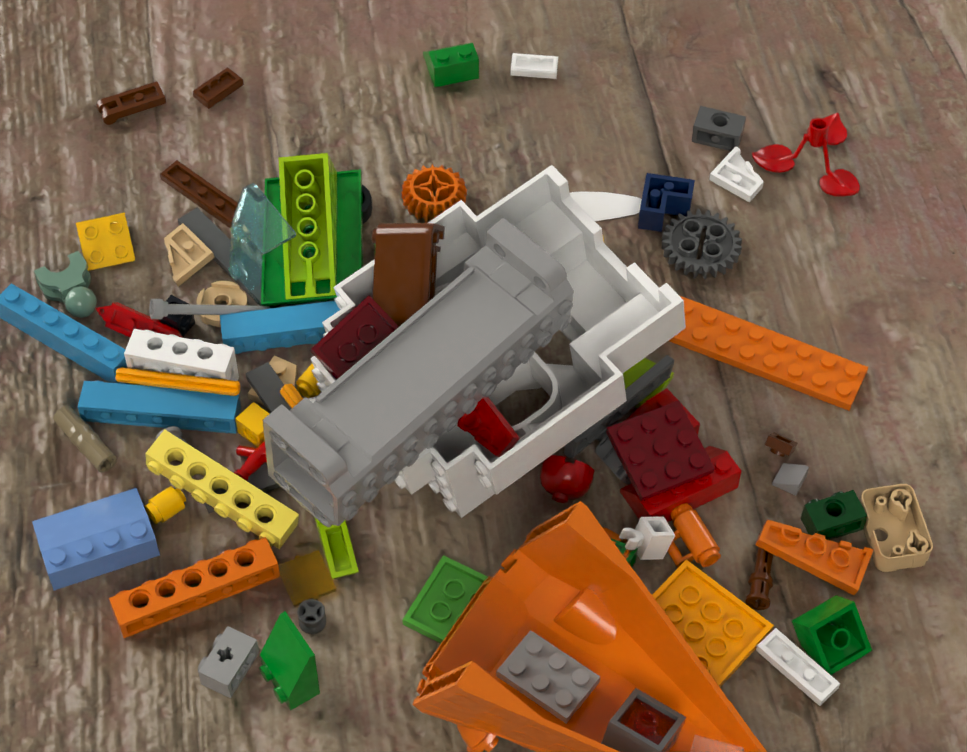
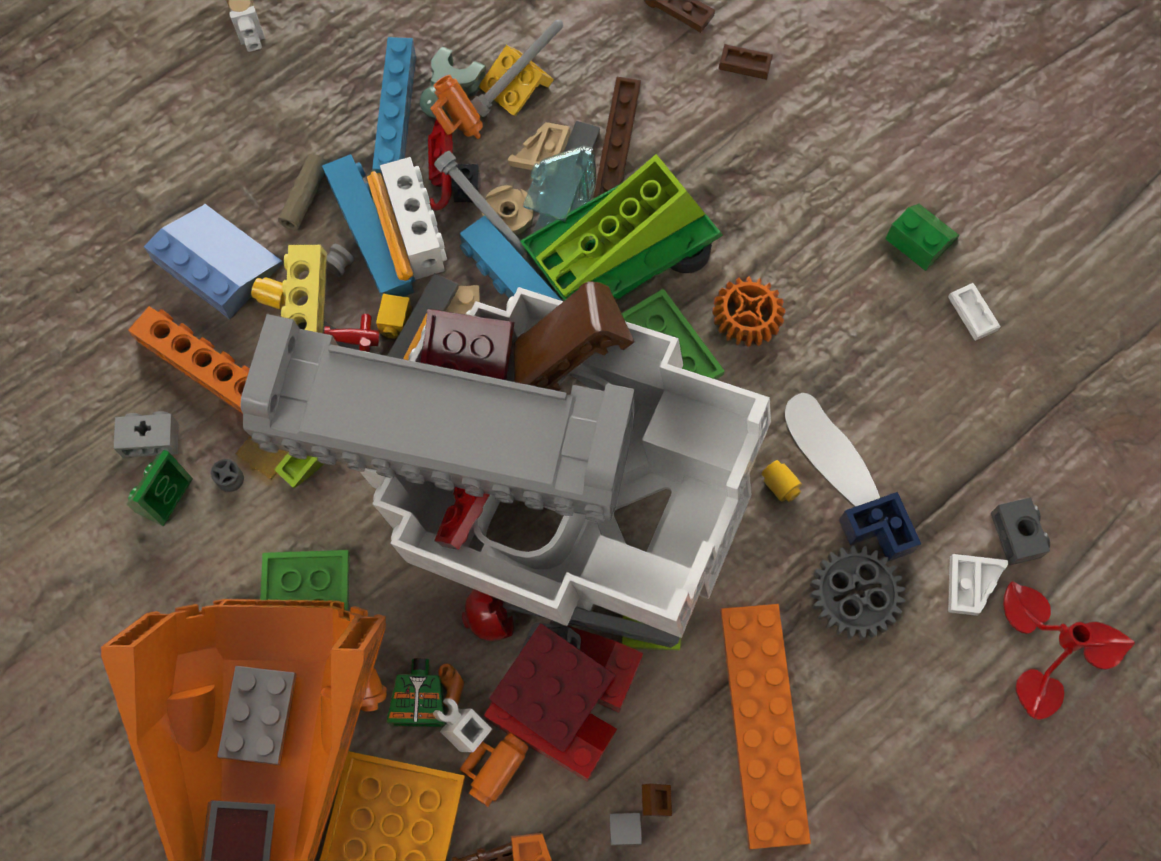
camera: 60 degrees right, 15 degrees up
(104, 284) = (457, 106): none -> orange piece
(109, 270) = (483, 102): none -> light grey piece

